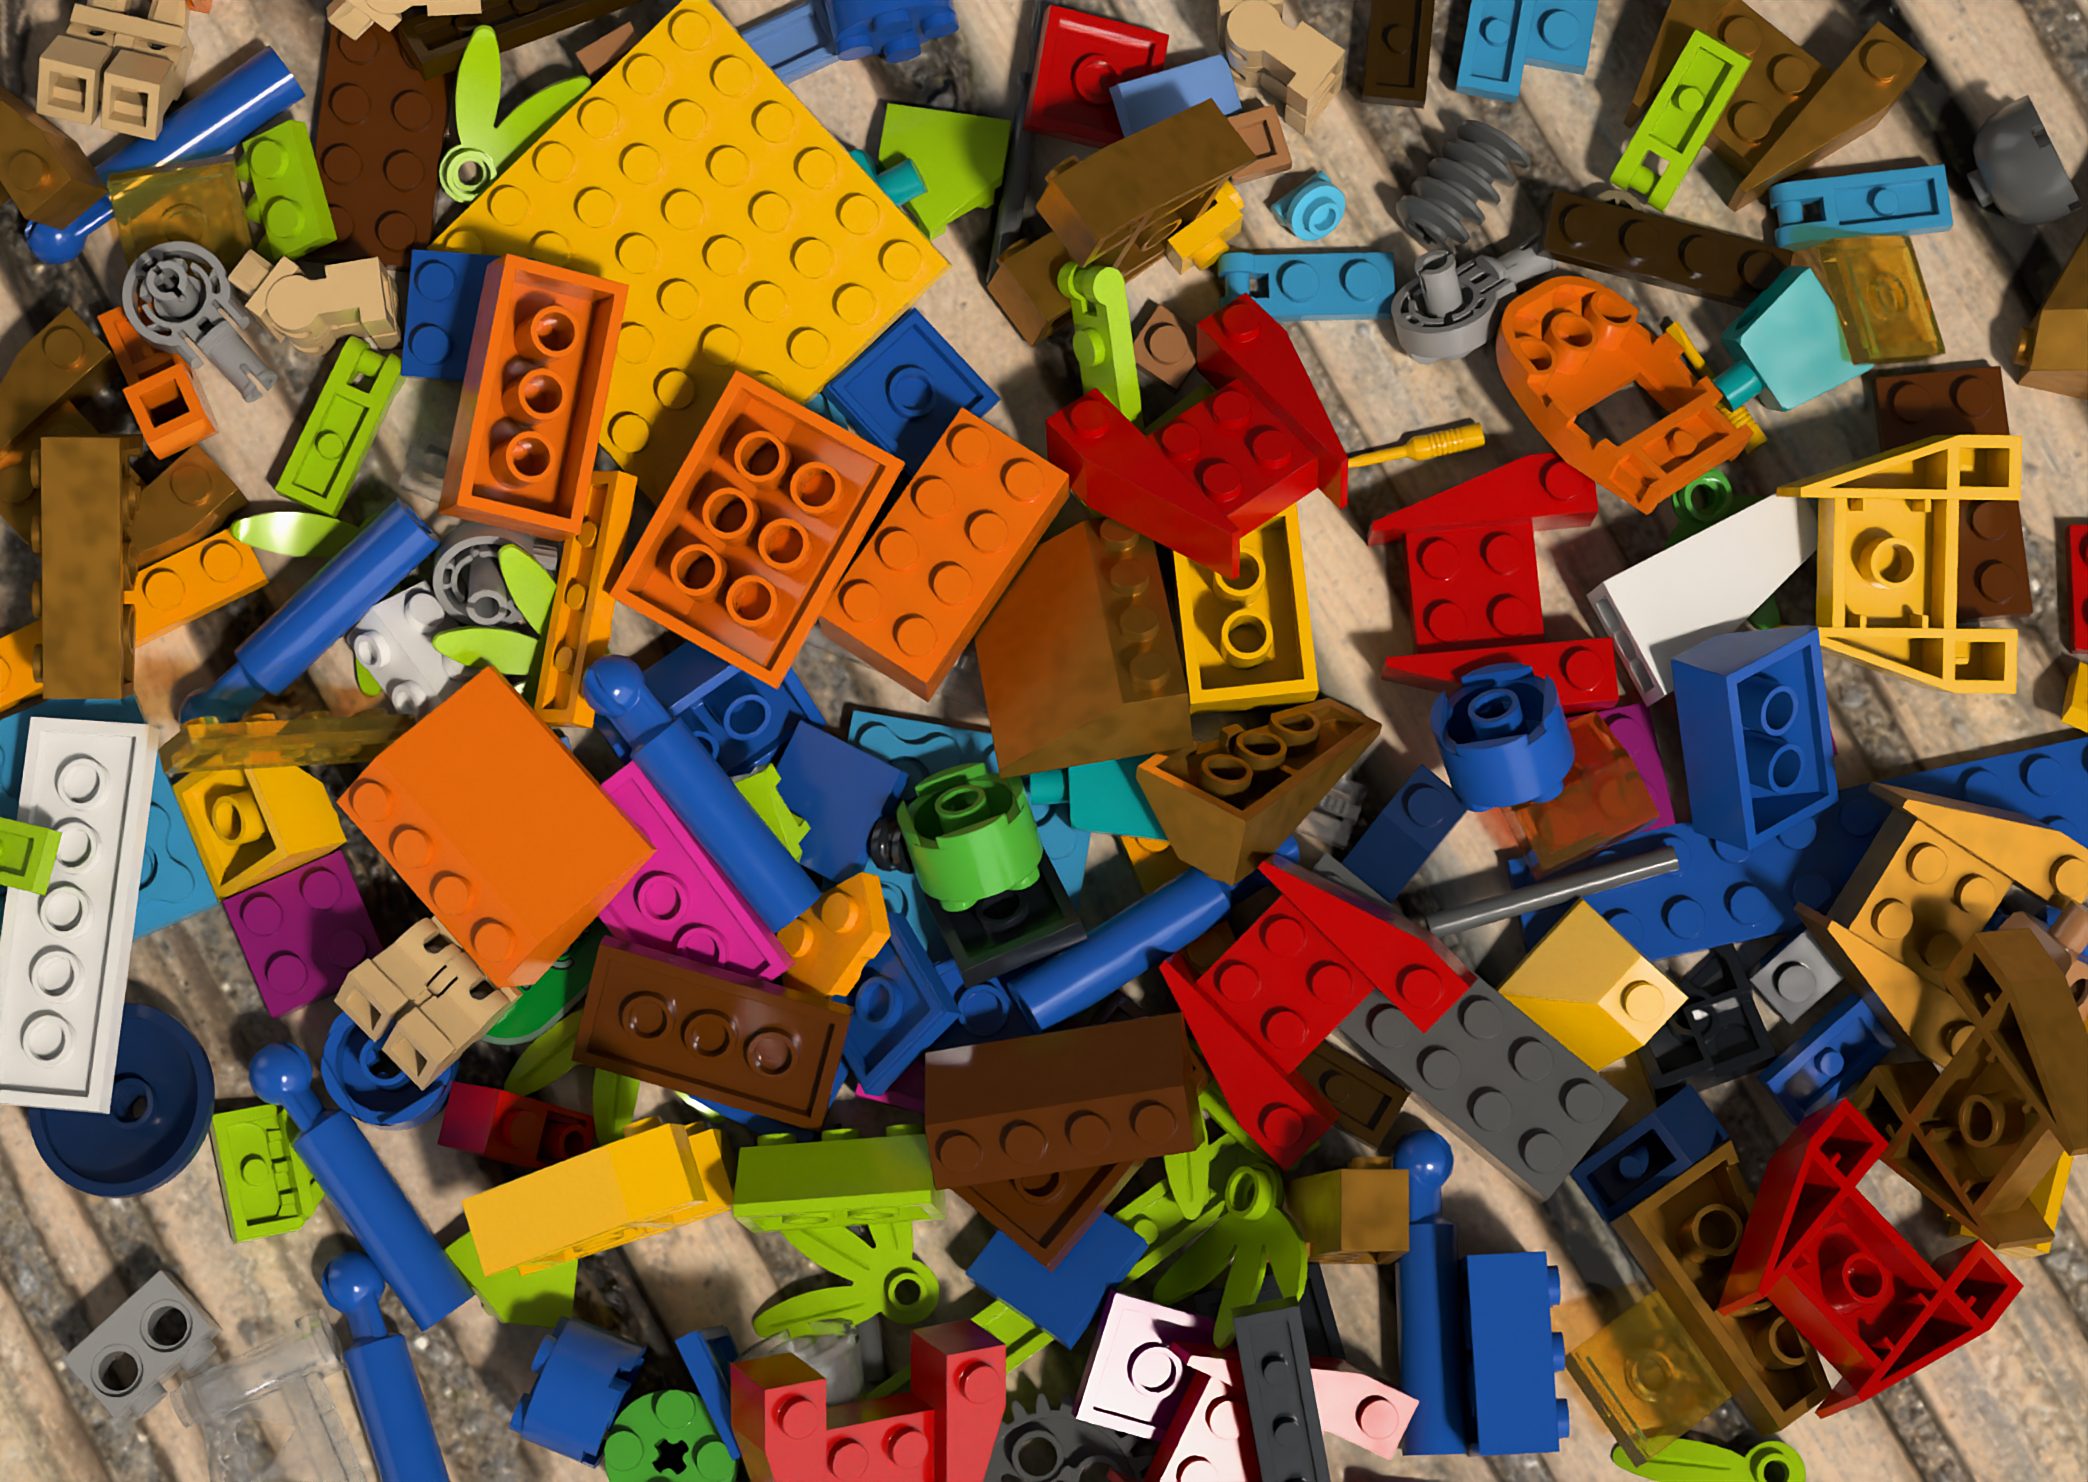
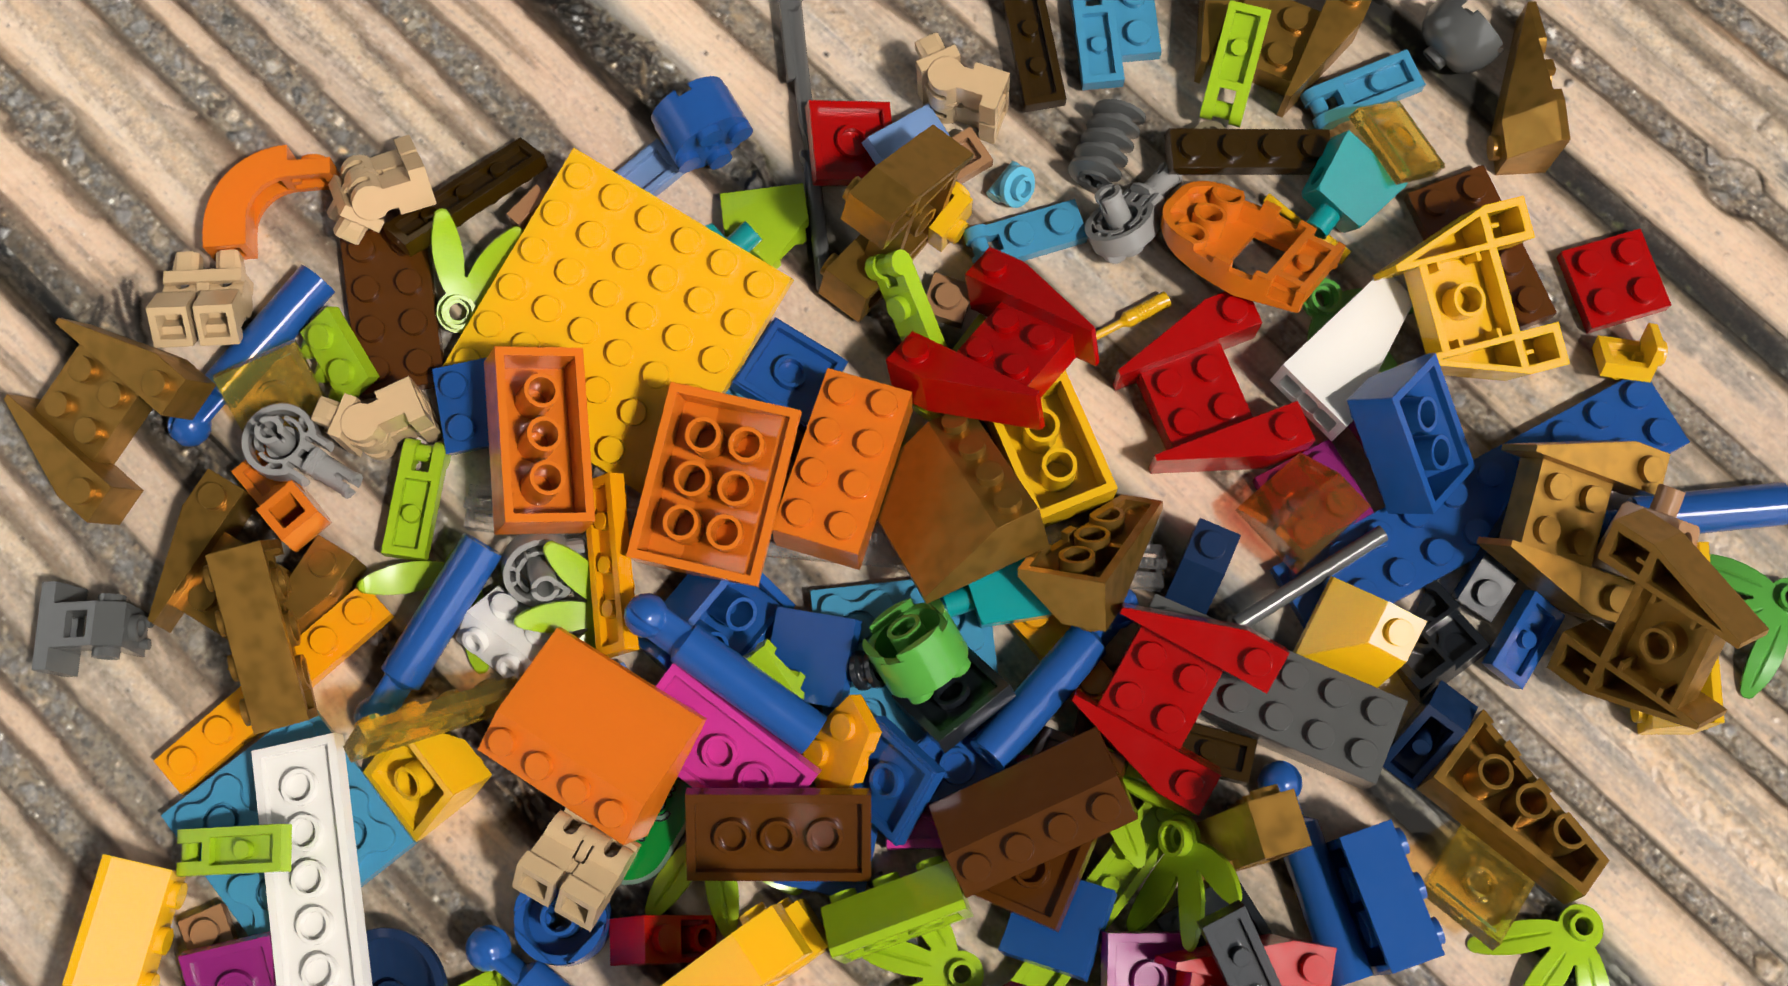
camera: 15 degrees left, 5 degrees down
(304, 933) = (479, 846): magenta plate -> none
(1503, 737) = (1251, 484): blue brick -> none
(1849, 1272) = (1593, 775): red wedge -> none

